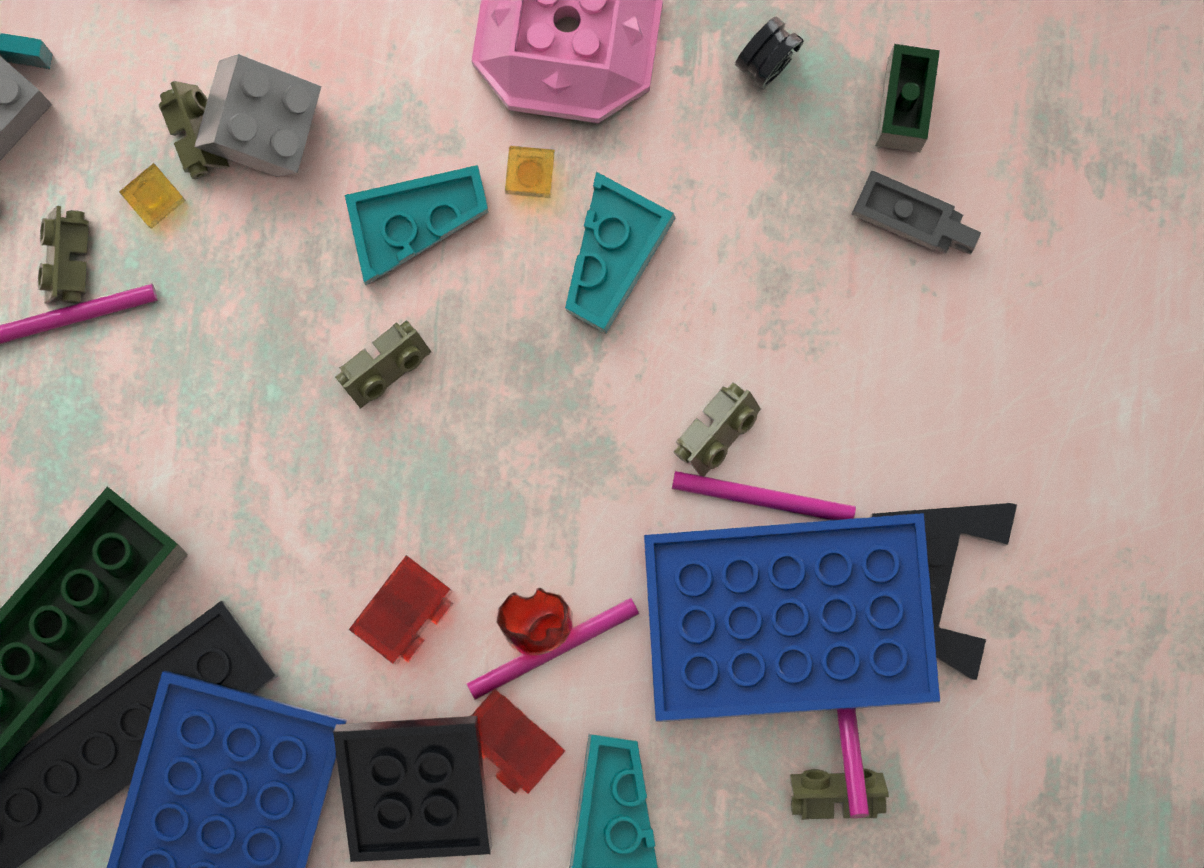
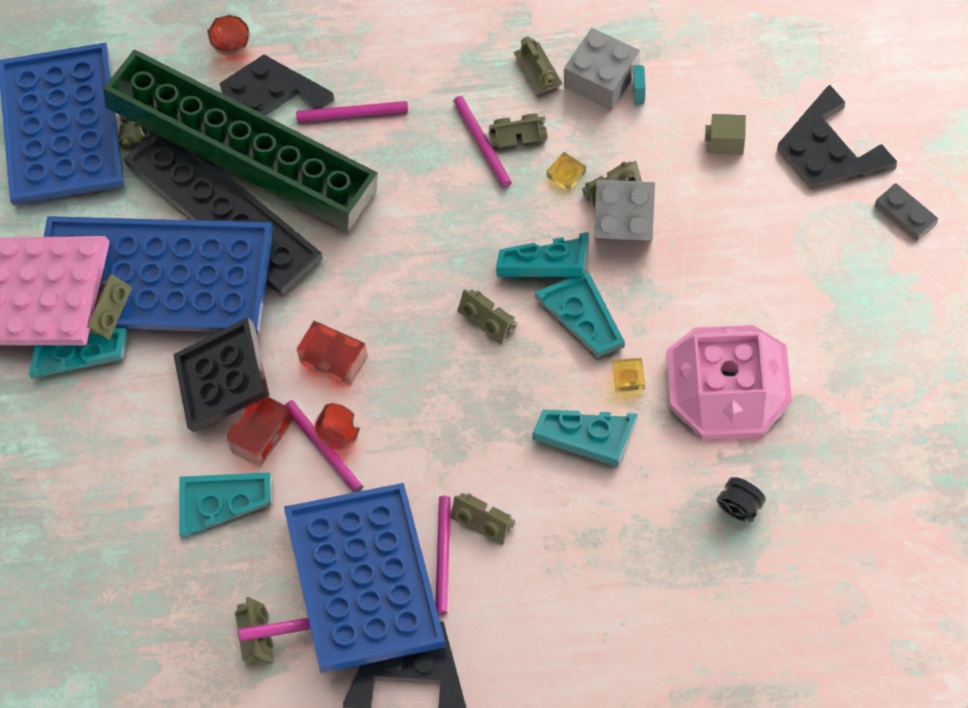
camera: 85 degrees right, 20 degrees down
(310, 247) = (550, 260): none -> teal wing
(907, 98) = (730, 590): dark green brick -> none
(914, 215) = (652, 613): dark grey hinge -> none

